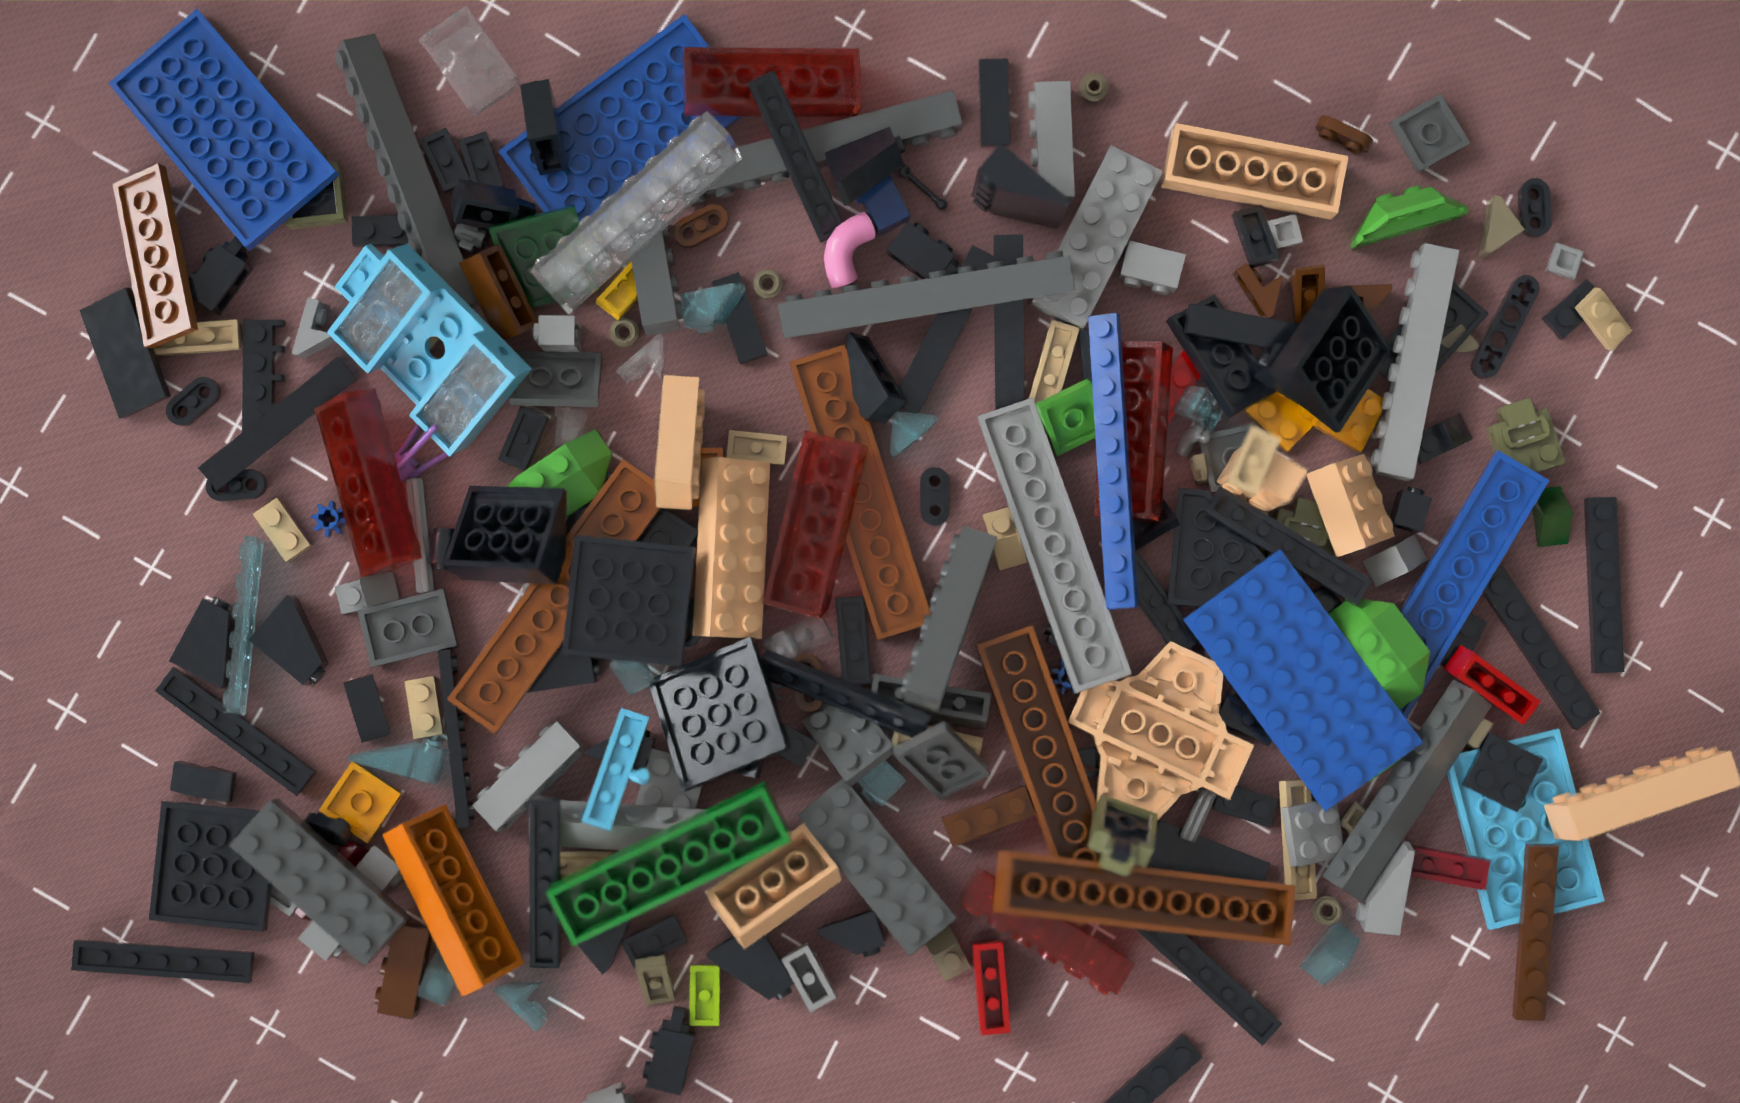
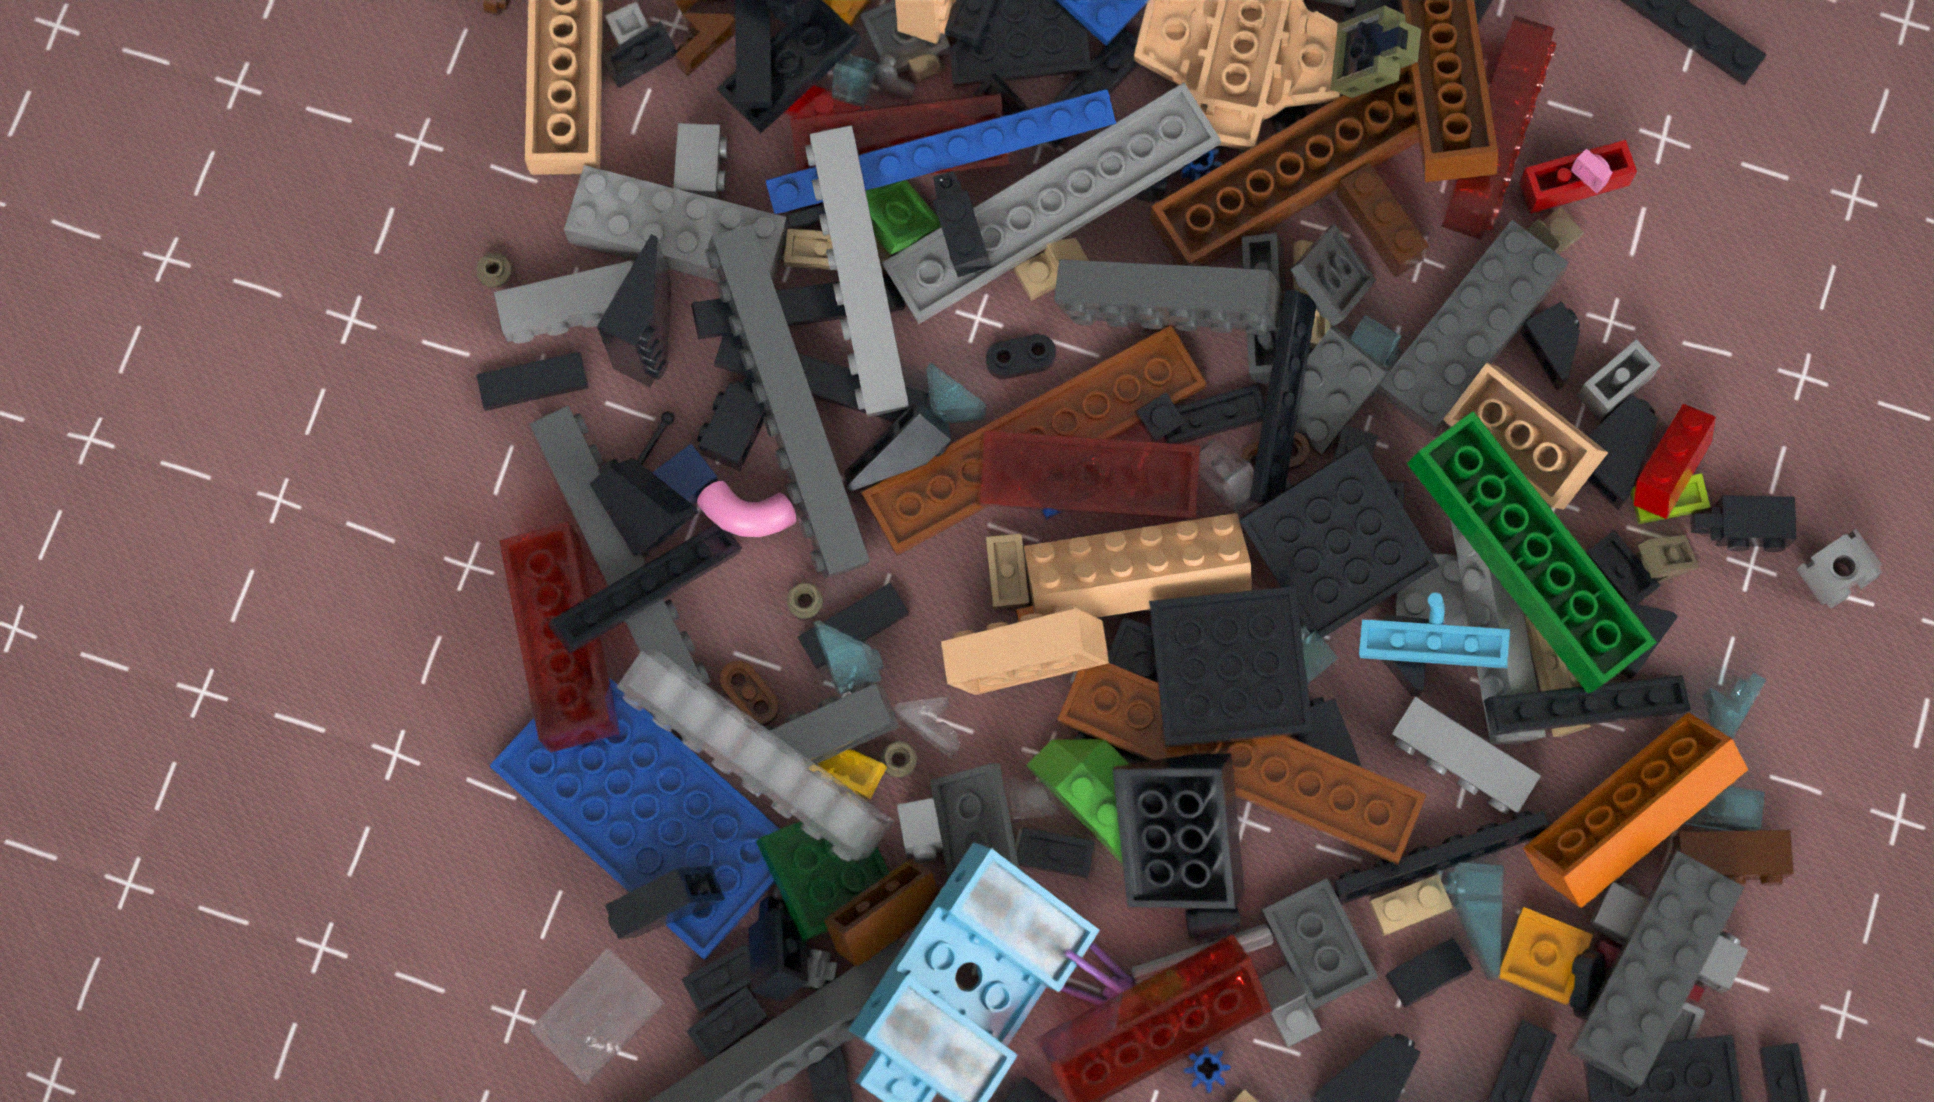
camera: 95 degrees left, 10 degrees down
(729, 1004) = (1674, 461): none -> red brick
(856, 595) = (1159, 416): none -> black plate
(985, 996) = (1592, 170): none -> bright pink plate
(1021, 372) = (859, 271): none -> light grey brick
(1045, 462) = (959, 225): none -> black hinge

